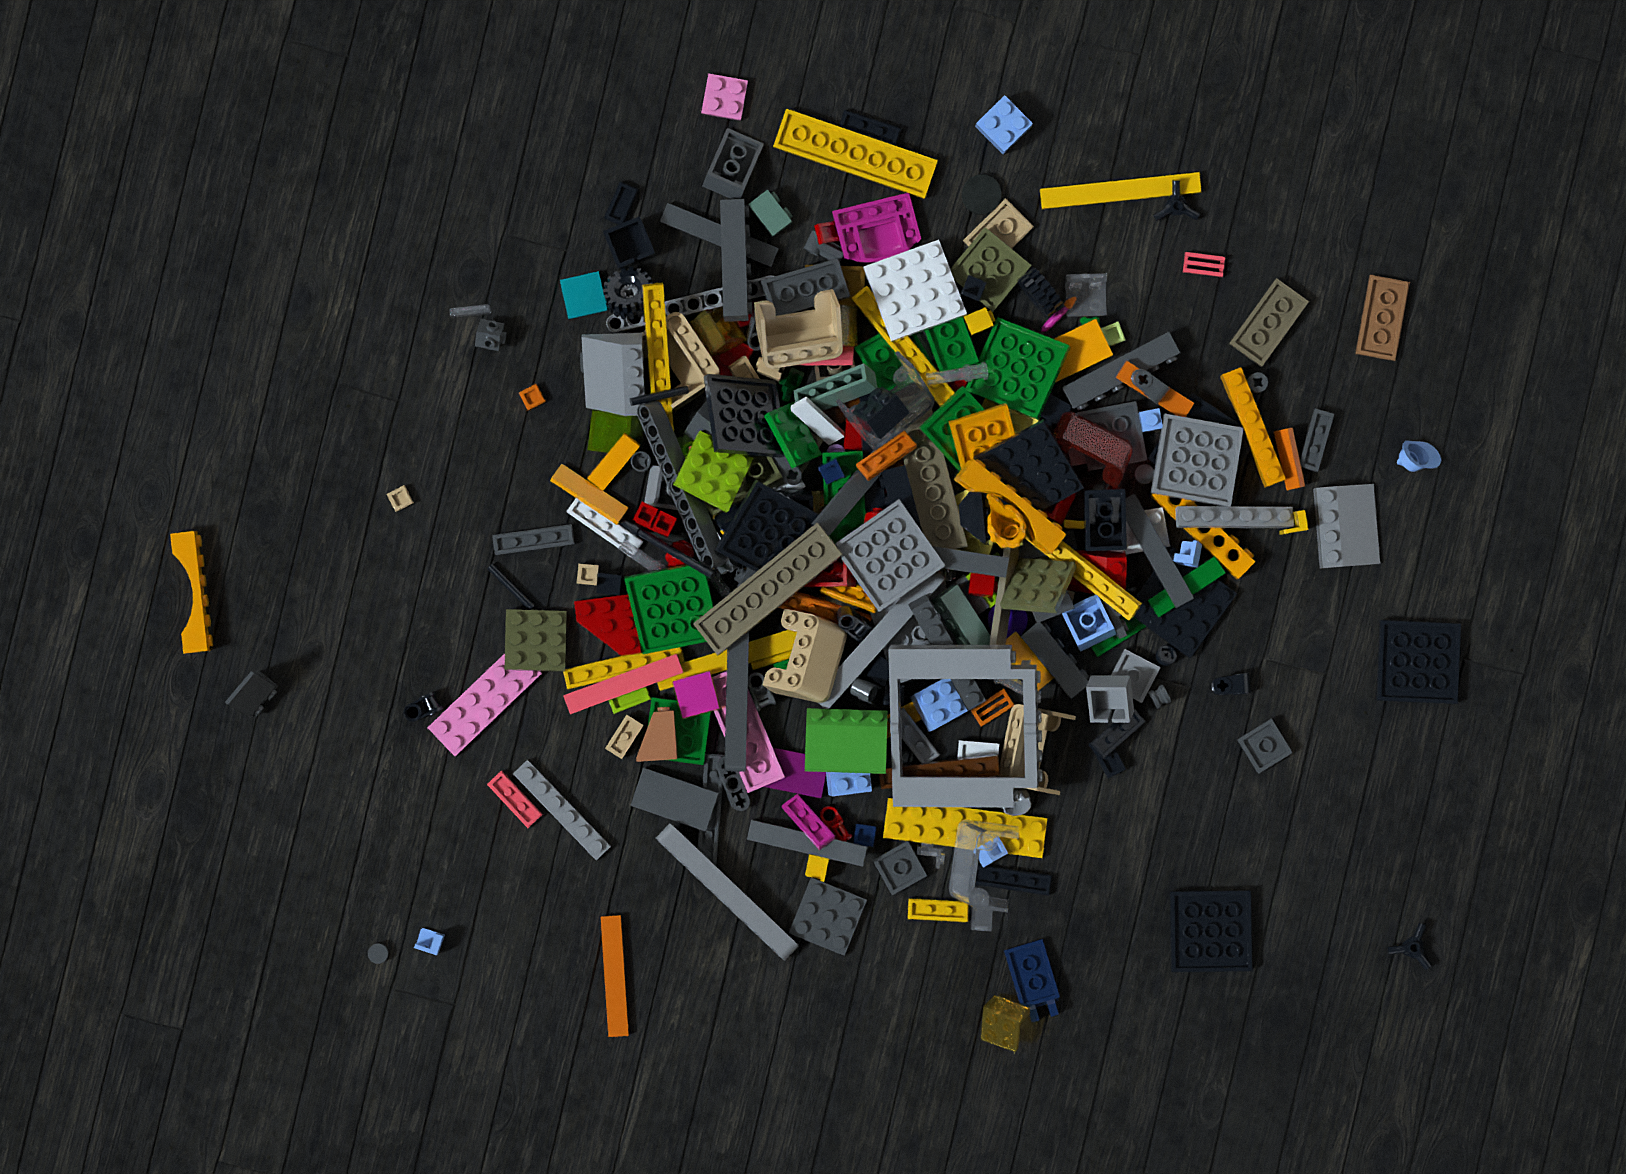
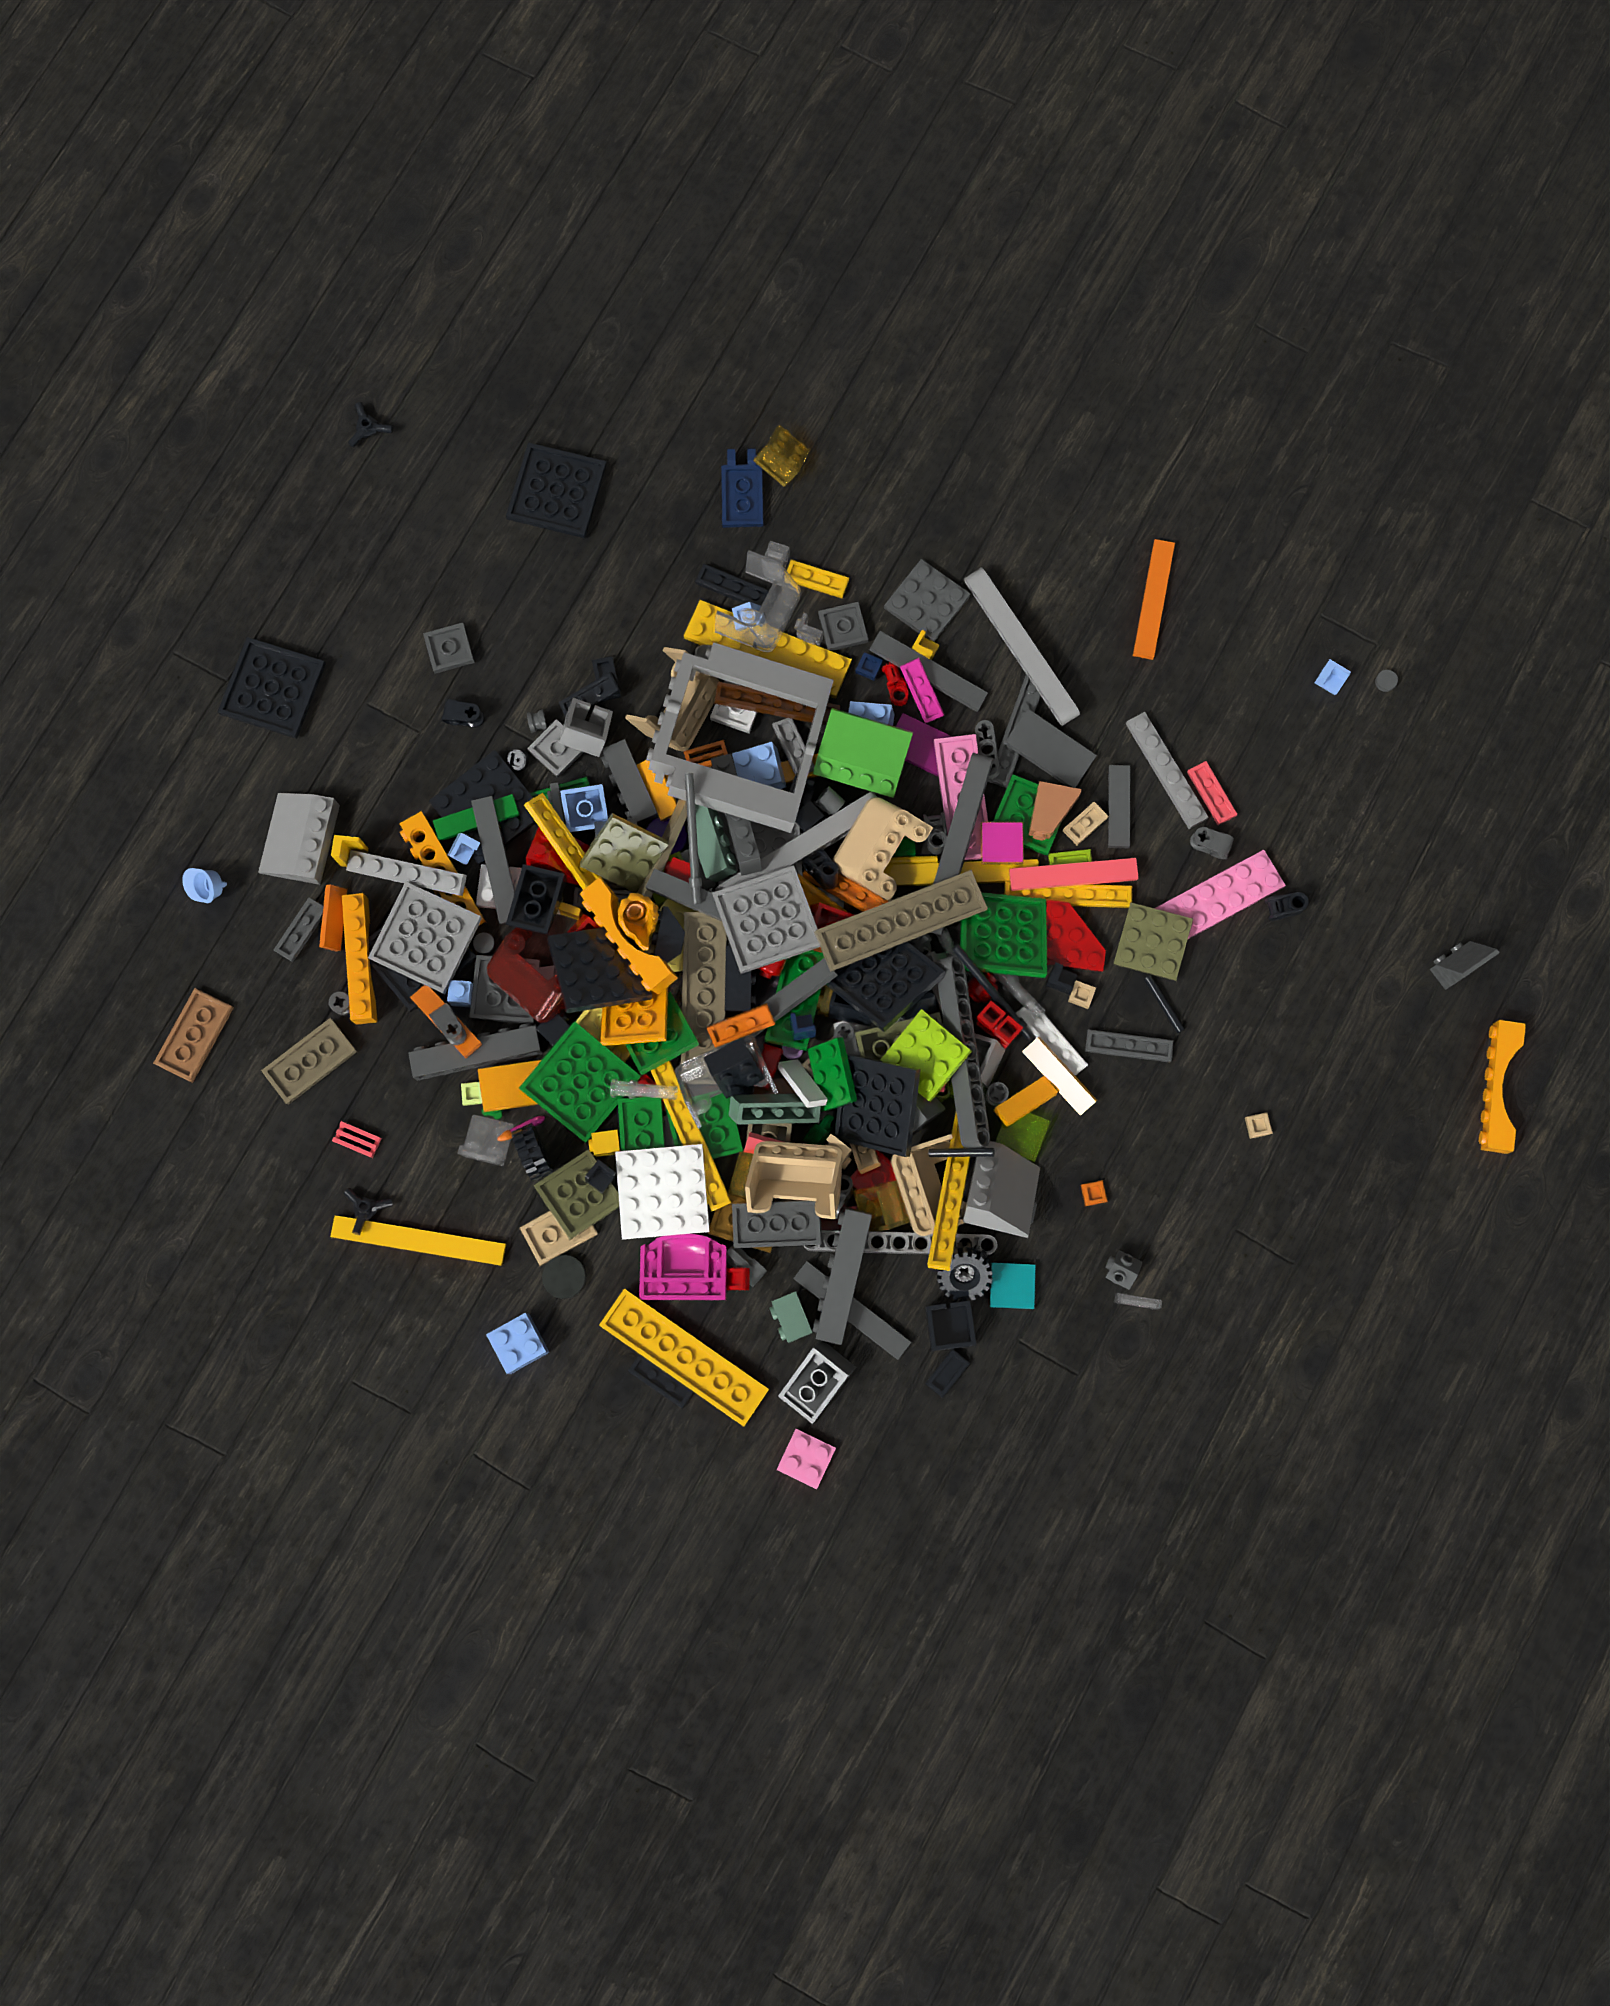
camera: 165 degrees left, 10 degrees down
(500, 749) = (1215, 843): none -> dark grey piece
(597, 762) = (1118, 806): none -> dark grey tile
(964, 573) = (695, 881): none -> dark grey bar

